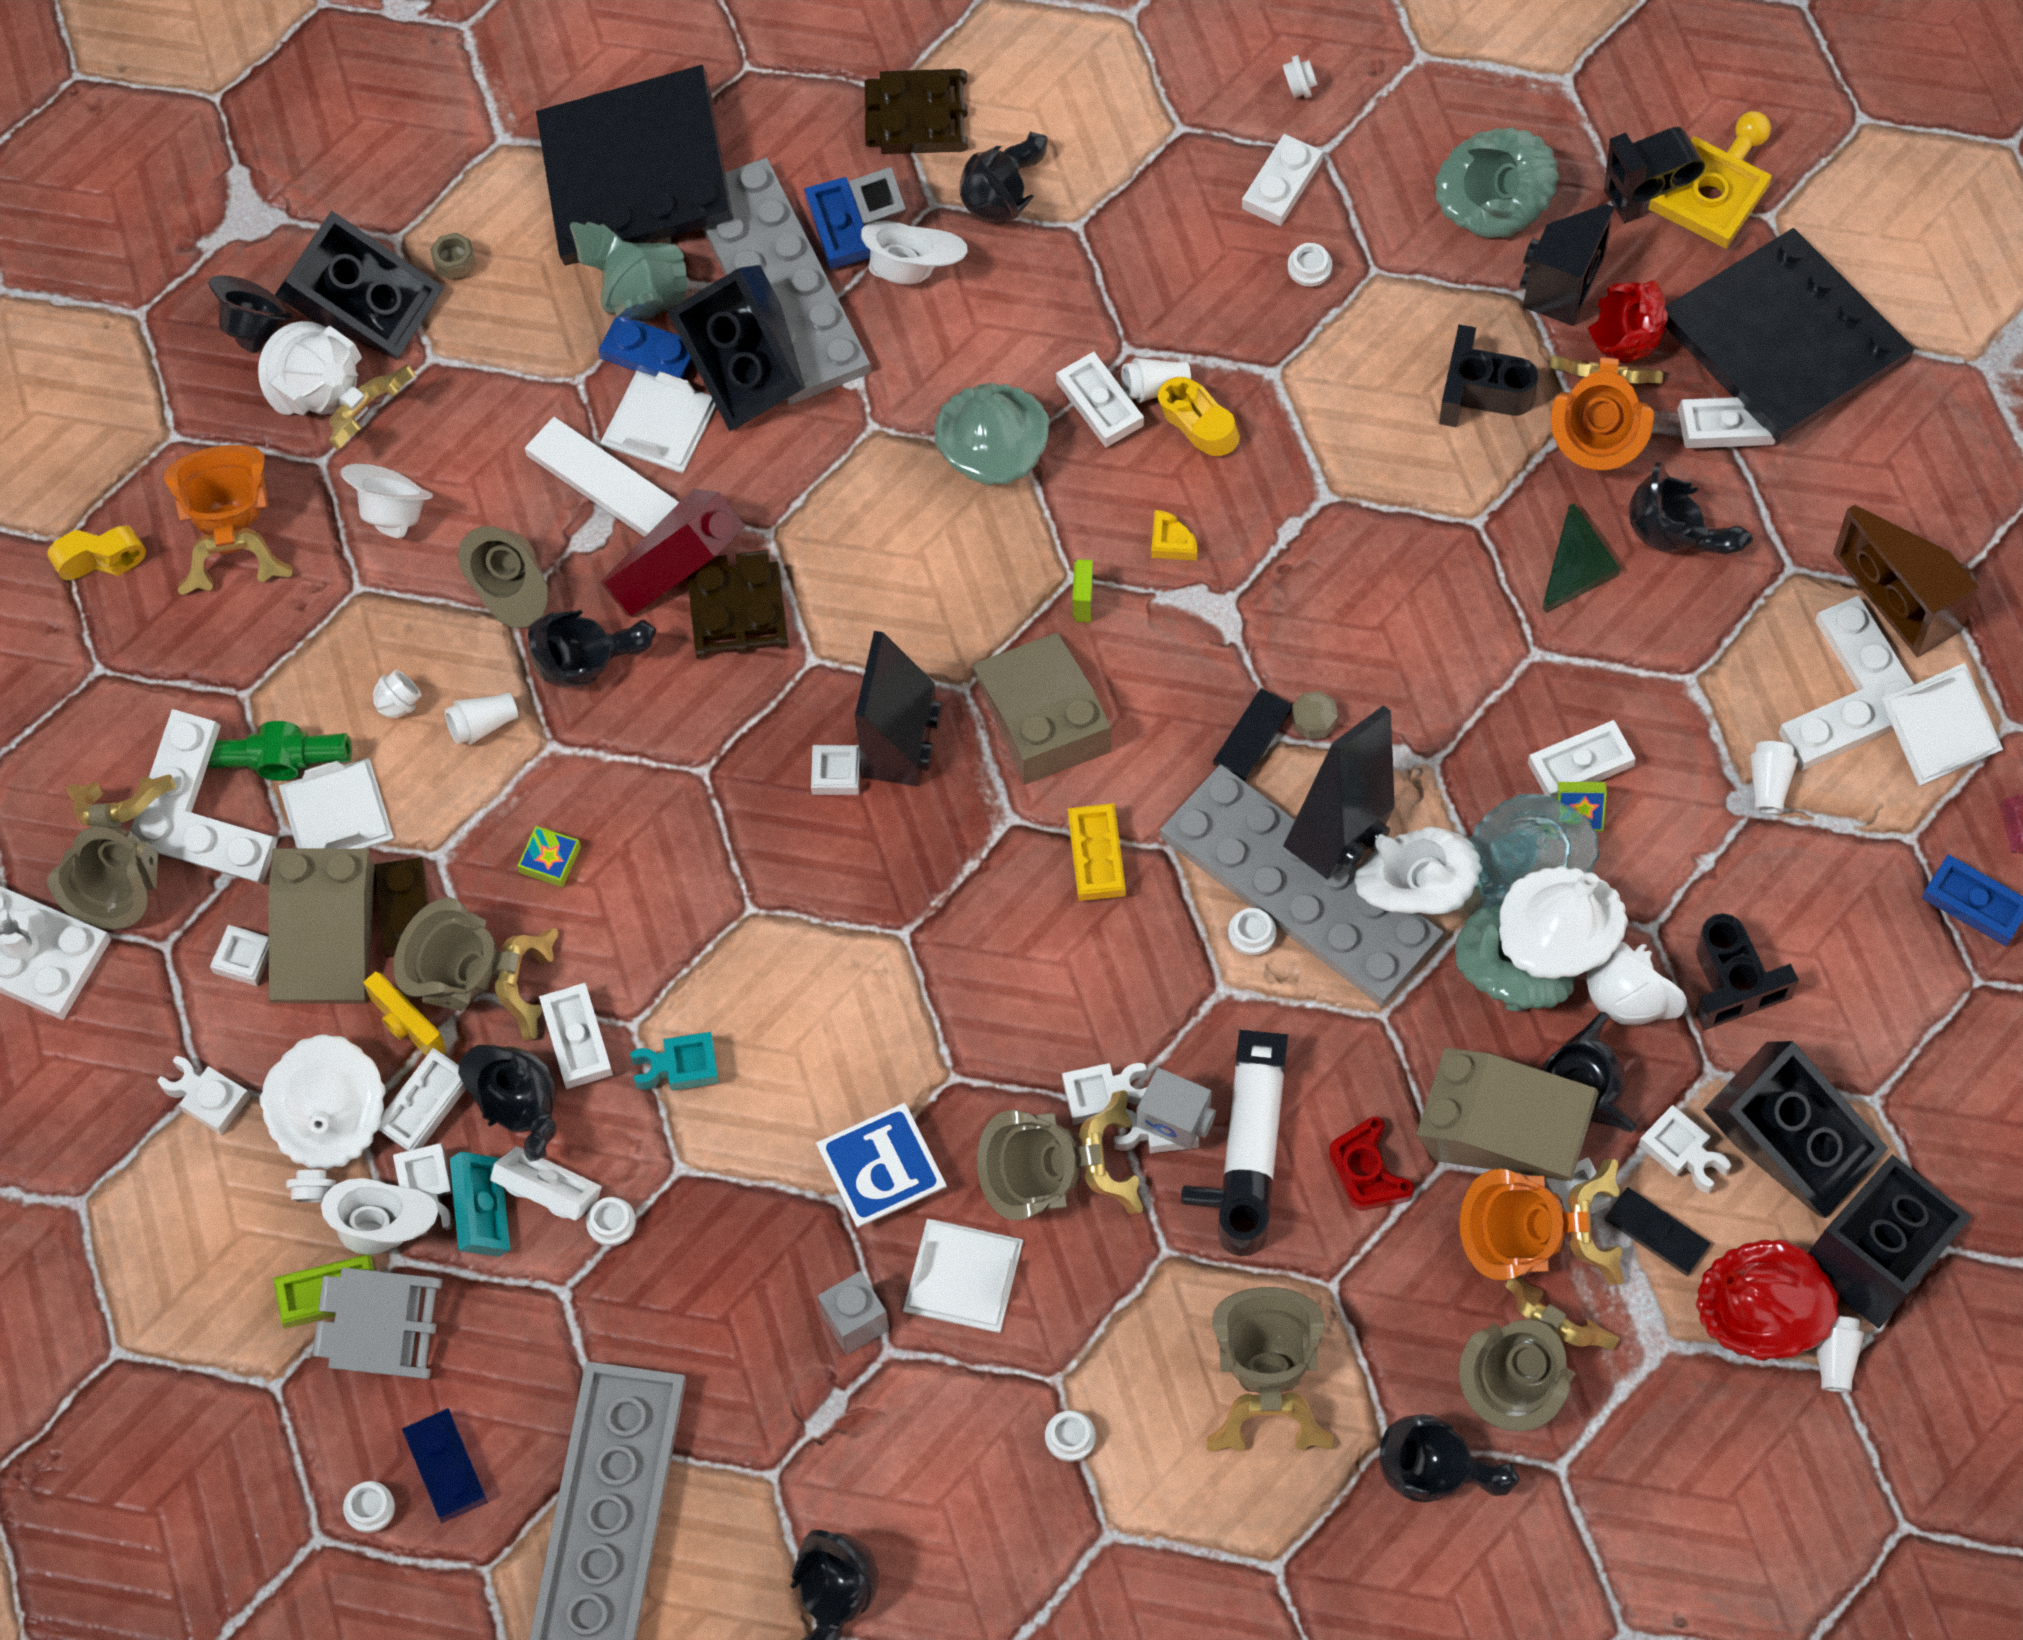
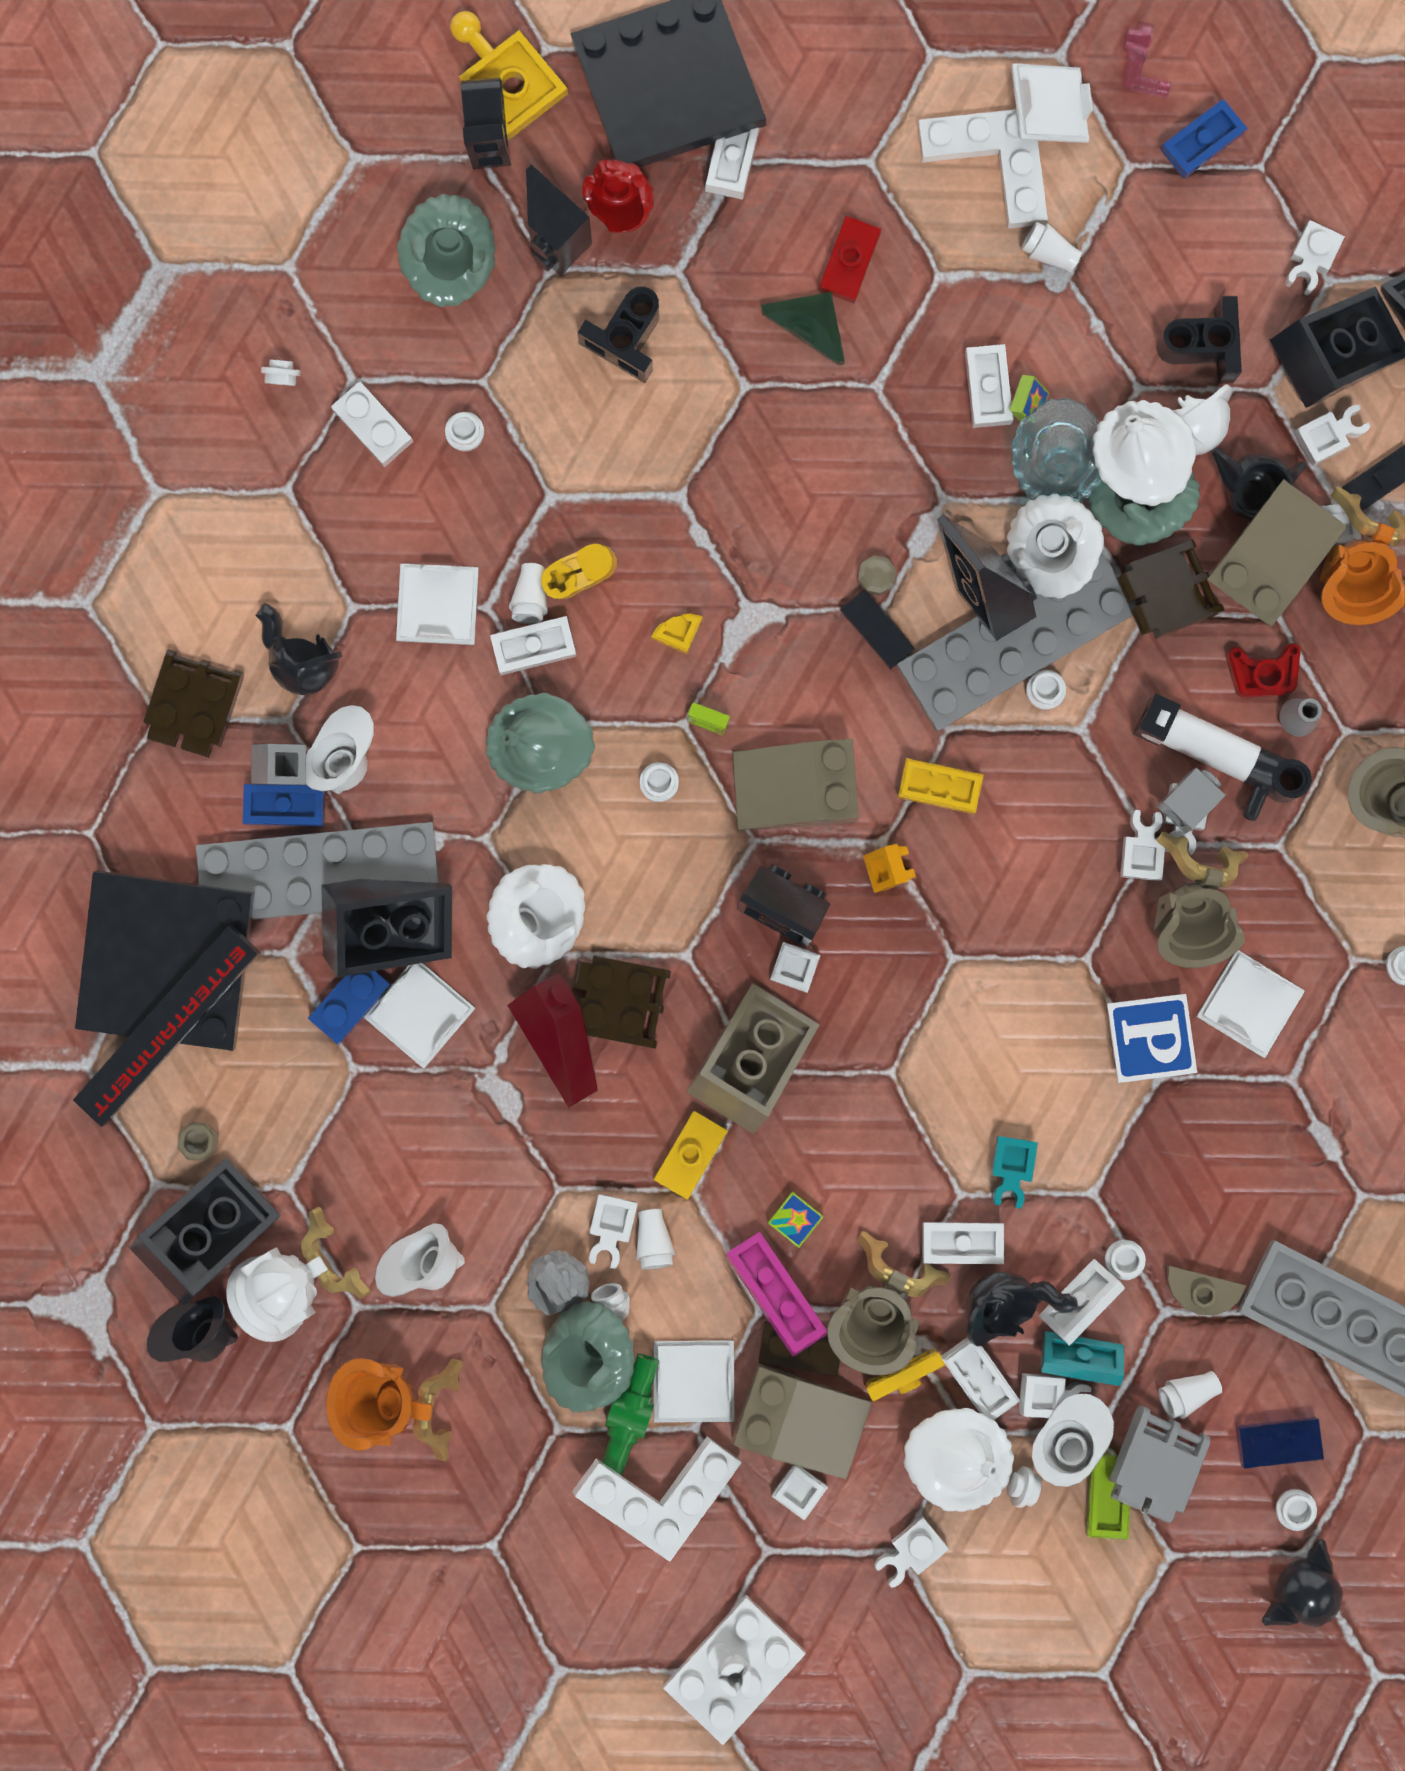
camera: 80 degrees left, 20 degrees up
(84, 552) = (383, 1536): yellow piece -> none
(109, 867) = (694, 1581): dark tan helmet -> none
(271, 1545) = (1306, 1591): none -> black piece
(329, 684) = (587, 1358): none -> sand green piece
(404, 630) = (557, 1282): none -> light grey piece
(457, 851) = (776, 1294): none -> dark pink plate
(472, 1337) = (1187, 1394): none -> white cone
(487, 670) = (612, 1222): none -> white plate
(504, 575) = (531, 1183): dark tan piece -> none
(565, 183) = (166, 1025): none -> black tile
(576, 649) = (625, 1146): black piece -> none
(588, 728) = (690, 1155): none -> yellow plate
(598, 1319) = (1202, 1292): none -> dark tan plate
(599, 476) = (462, 1075): white tile -> none
(635, 276) = (283, 992): sand green helmet -> none
(716, 751) = (753, 1059): none -> dark tan slope
(801, 487) = (536, 915): none -> white piece
(853, 1312) = (1266, 1097): light grey brick -> none
(979, 822) = (887, 868): none -> light orange tile
(995, 568) = (659, 782): none -> white plate
(1112, 302) = (437, 604): none -> white piece
(1328, 1217) = (1293, 719): none -> light grey cone
(1417, 1020) = (1168, 591): none -> dark brown plate
(1601, 418) = (705, 253): orange helmet -> none
(1666, 578) = (850, 259): none -> red plate
(1672, 521) = (808, 235): black piece -> none
(1900, 1068) = (1314, 253): none -> white plate
(1906, 578) = (937, 75): reddish brown slope -> none

